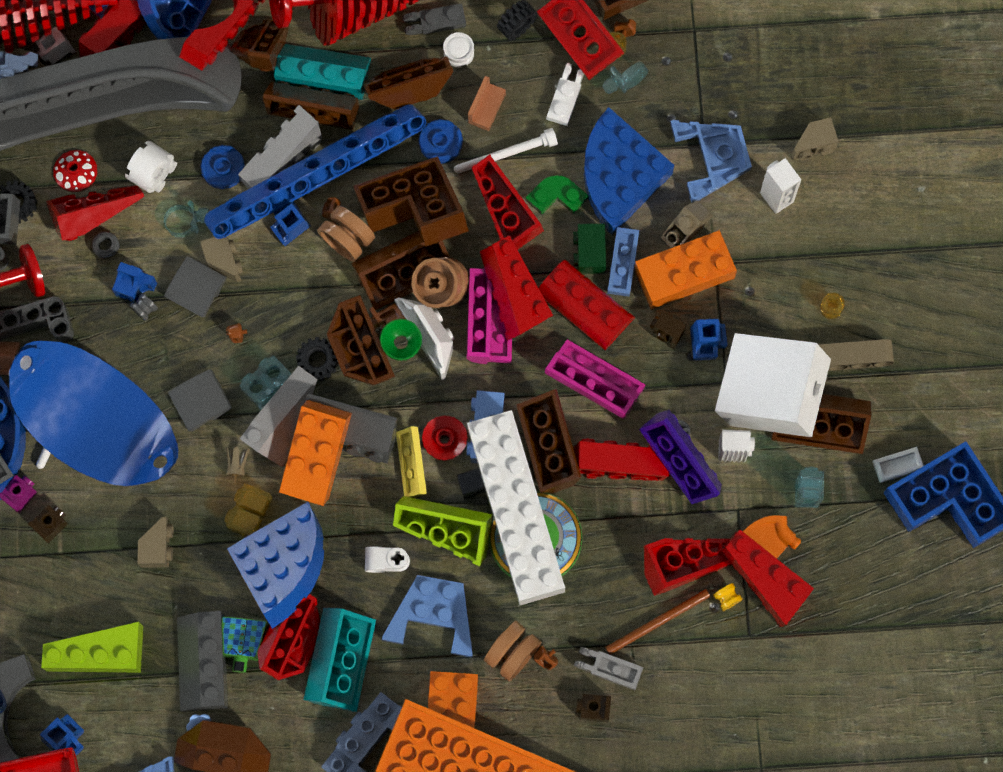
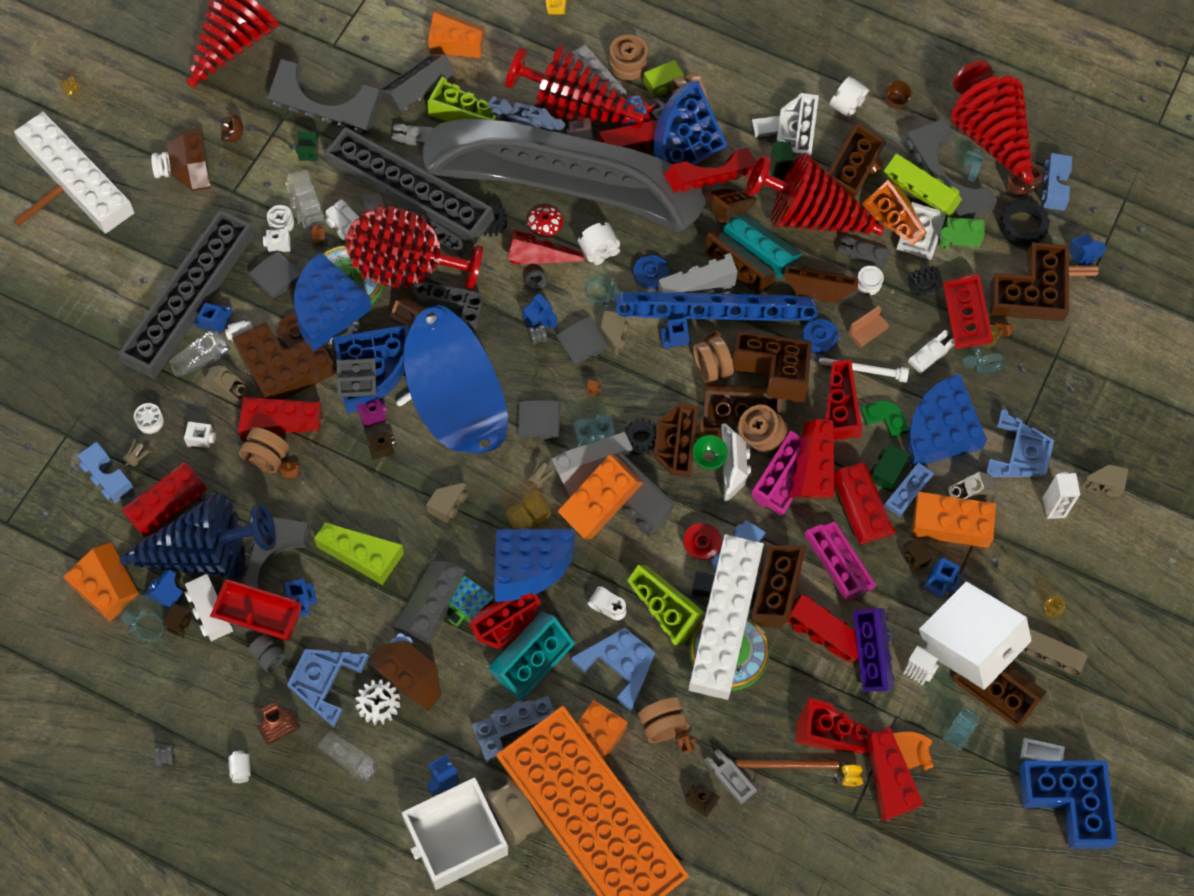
camera: 25 degrees right, 10 degrees down
(411, 462) = (667, 545): light yellow plate -> none

